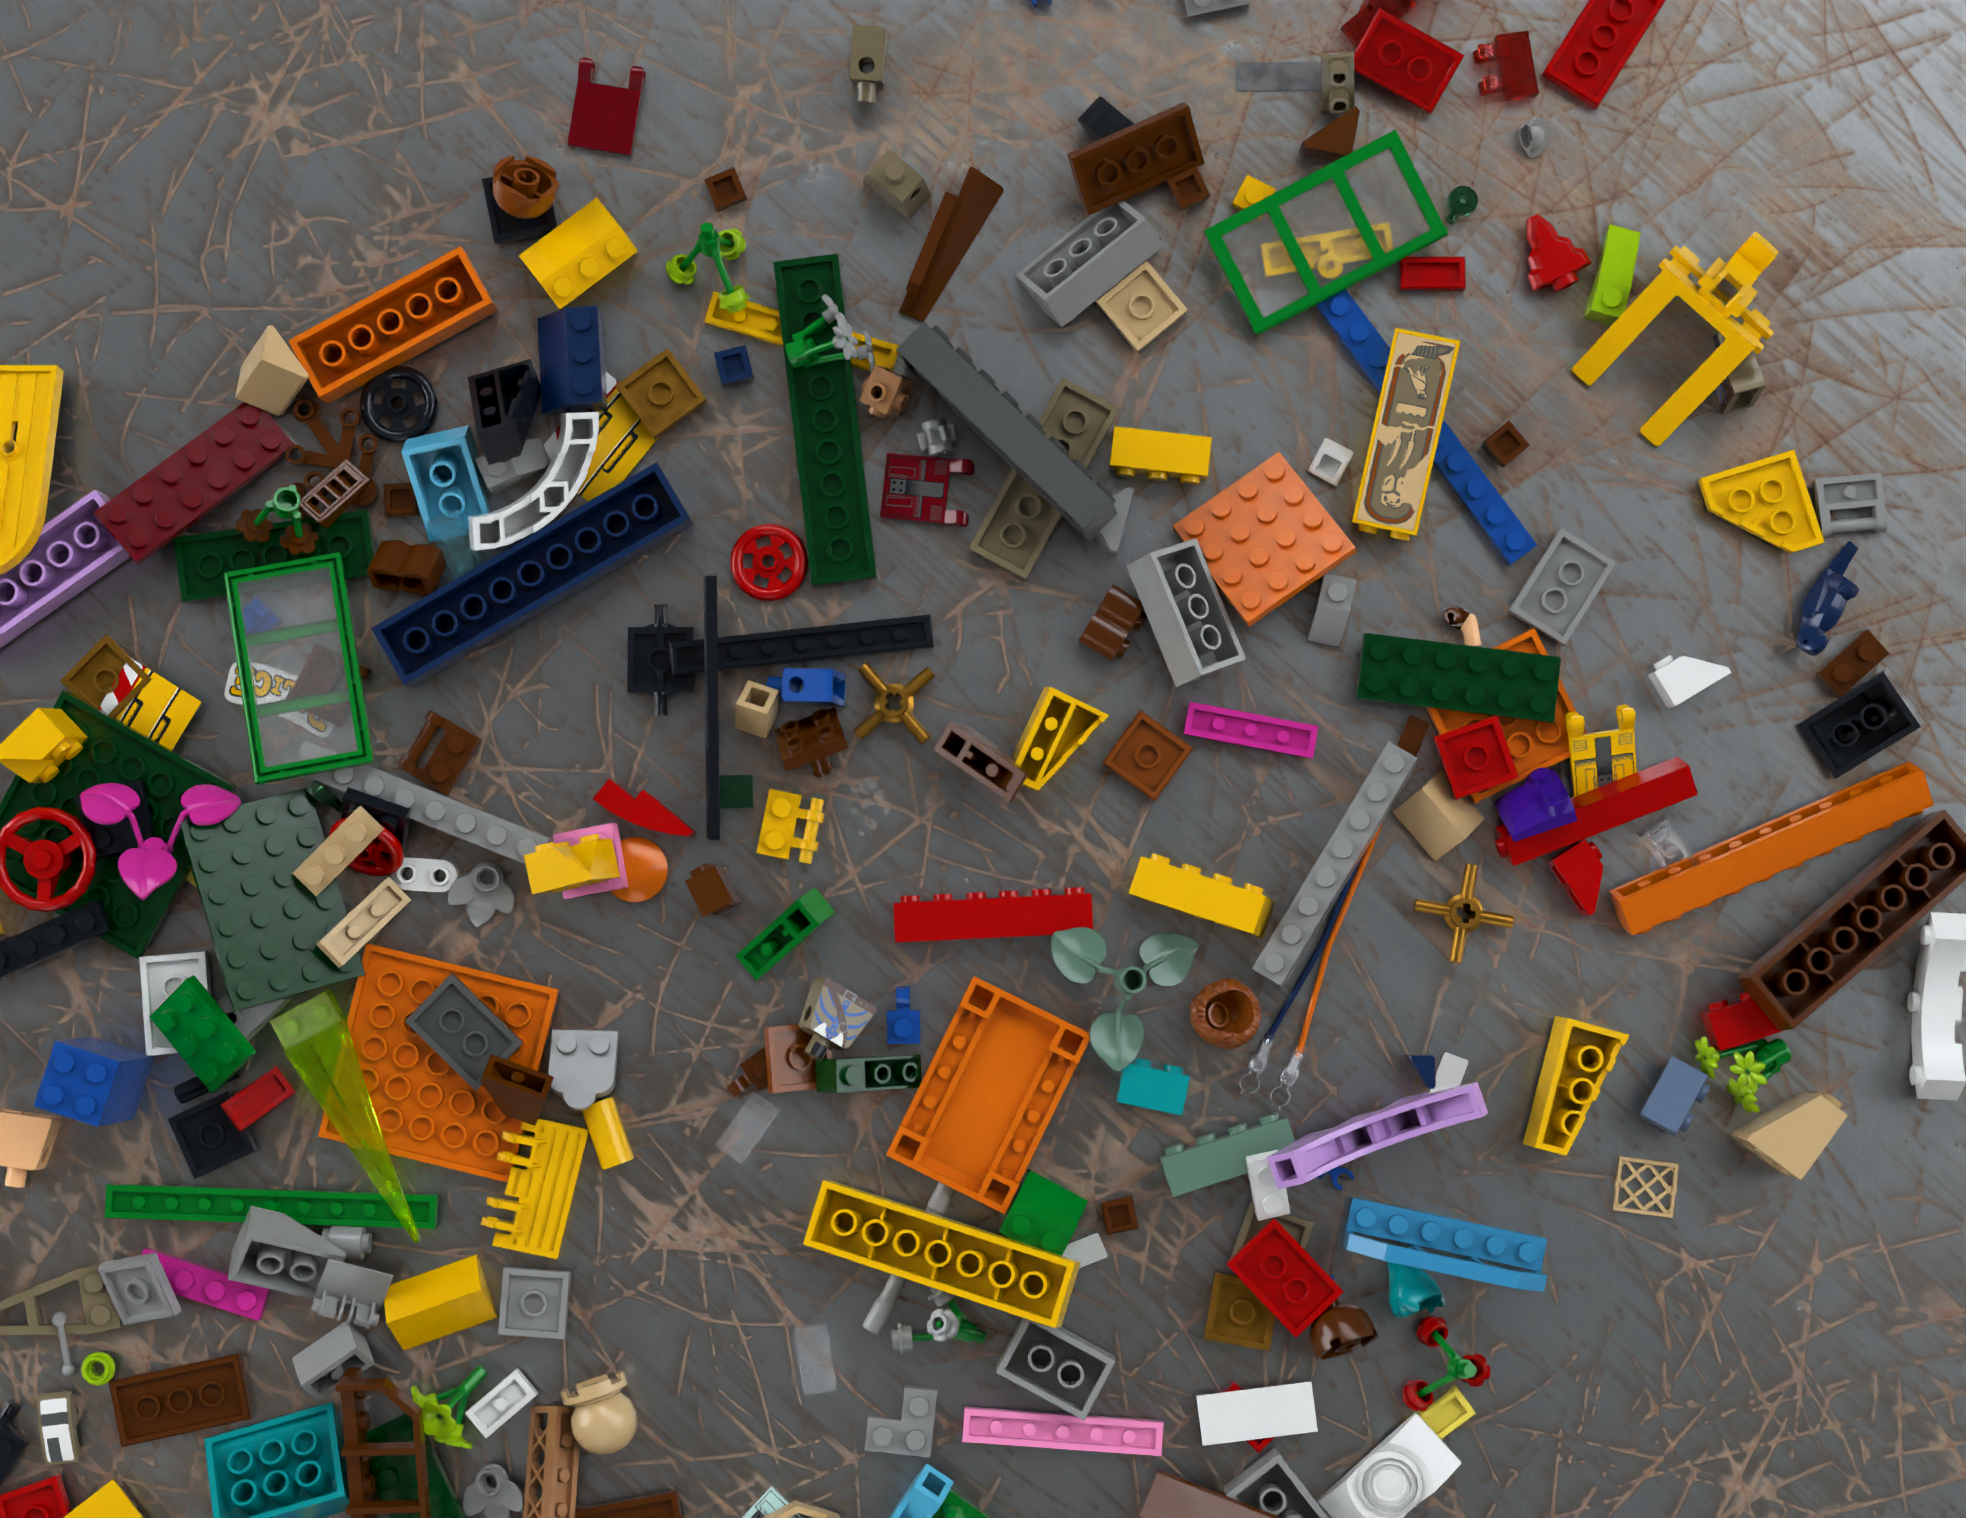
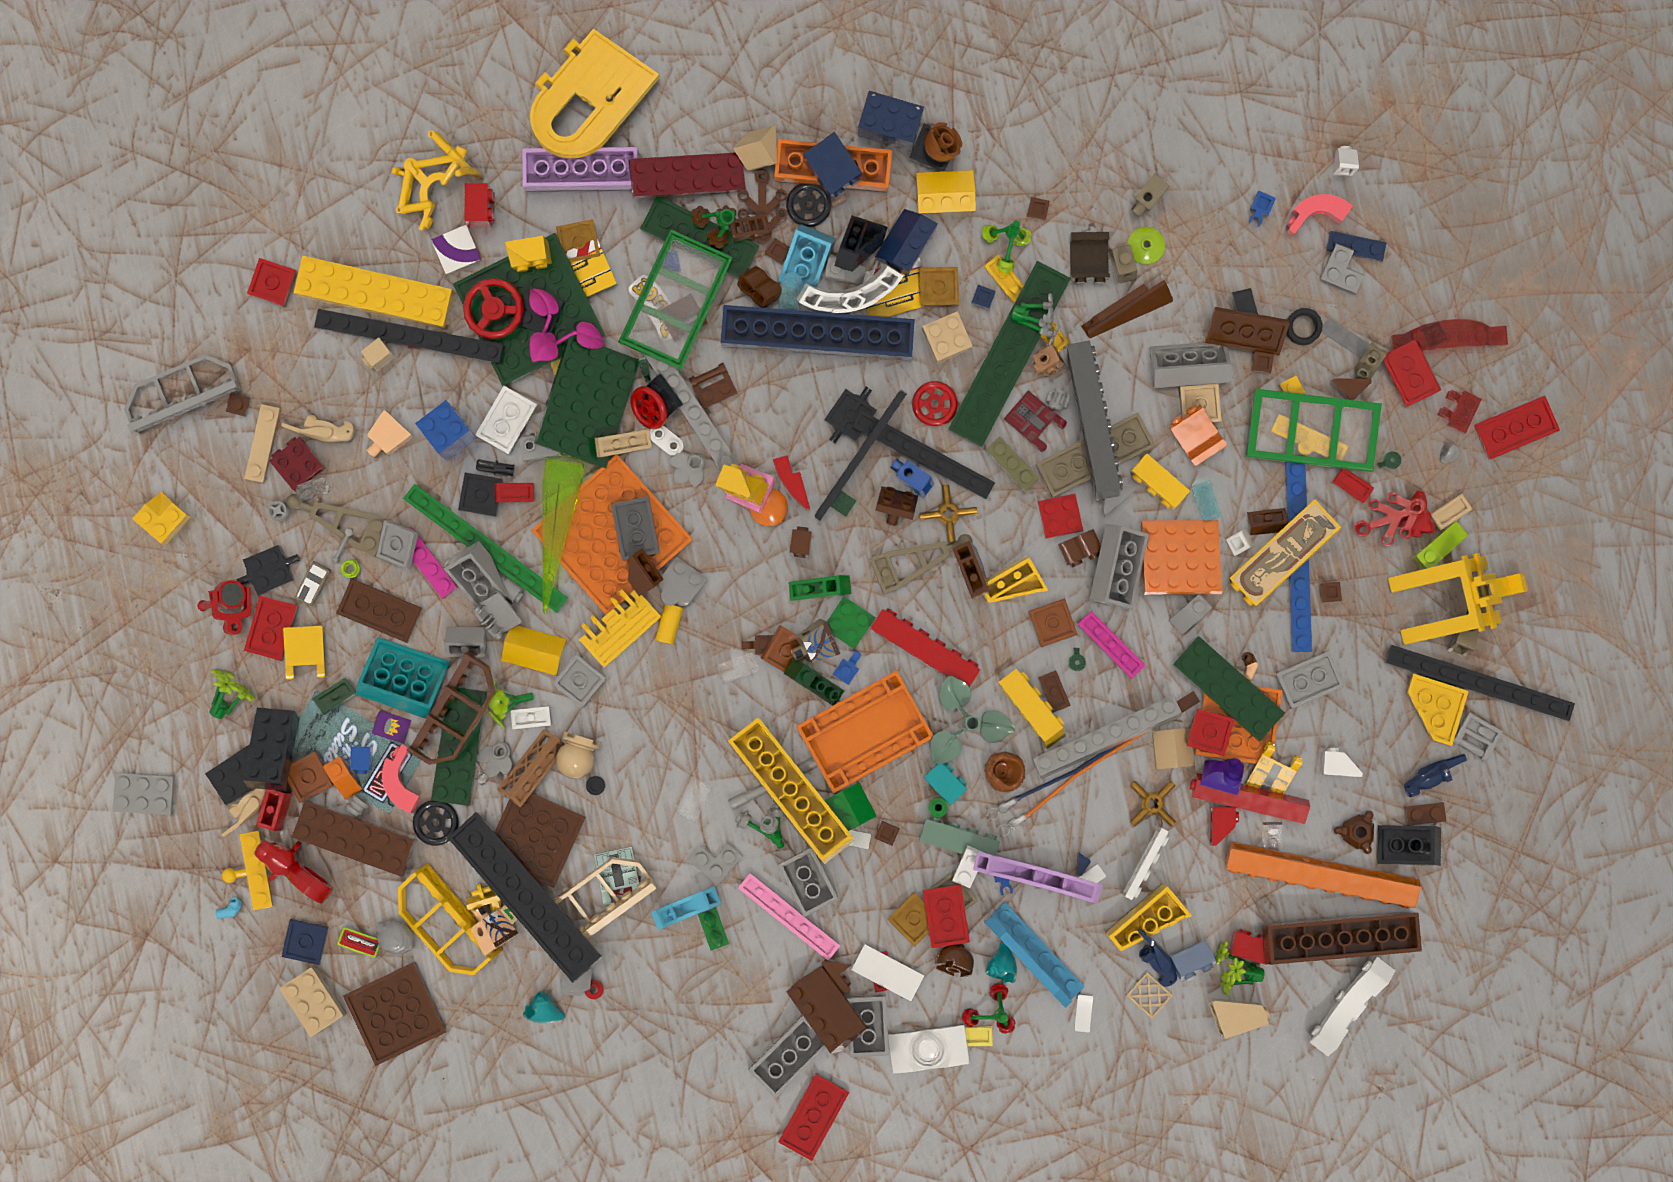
camera: 25 degrees right, 0 degrees up
(202, 1034) = (510, 443): green plate -> none
(338, 851) = (635, 401): tan plate -> none
(387, 324) = (832, 165): none -> dark blue slope
(430, 207) = (890, 121): none -> dark blue container
(605, 115) = (1004, 131): dark red flag -> none
(660, 1434) = (595, 785): none -> black tile
(721, 457) = (947, 337): none -> tan brick
(756, 709) = (880, 470): tan brick -> none
(780, 824) = (853, 534): yellow plate -> none
(843, 207) = (1089, 257): none -> dark brown panel
(860, 953) = (849, 622): none -> green plate
(862, 846) = (886, 573): none -> dark tan plate
(918, 152) = (1146, 255): none -> lime dish
(935, 573) = (1011, 464): none -> olive brick
(1054, 598) = (1060, 516): none -> red plate
(1155, 1130) = (931, 807): none -> green brick
(1166, 352) = (1197, 434): none -> panel
(1179, 1462) = (835, 969): none -> reddish brown slope
(1216, 851) = (1054, 691): none -> reddish brown plate
(1218, 779) = (1077, 657): none -> clear green piece
(1224, 78) = (1317, 321): none -> black tyre
(1244, 436) = (1206, 501): none -> clear light blue plate
(1348, 406) = (1267, 521): none -> reddish brown slope
(1512, 992) = (1150, 856): none -> white plate
(1521, 278) = (1393, 517): none -> plant
(1571, 1277) = (1083, 1013): none -> white sticker
(1594, 216) = (1451, 512): none -> tan tile
(1625, 1130) = (1158, 960): none -> dark blue animal
(1777, 753) = (1358, 831): none -> reddish brown rock
(1801, 427) = (1479, 683): none -> black plate

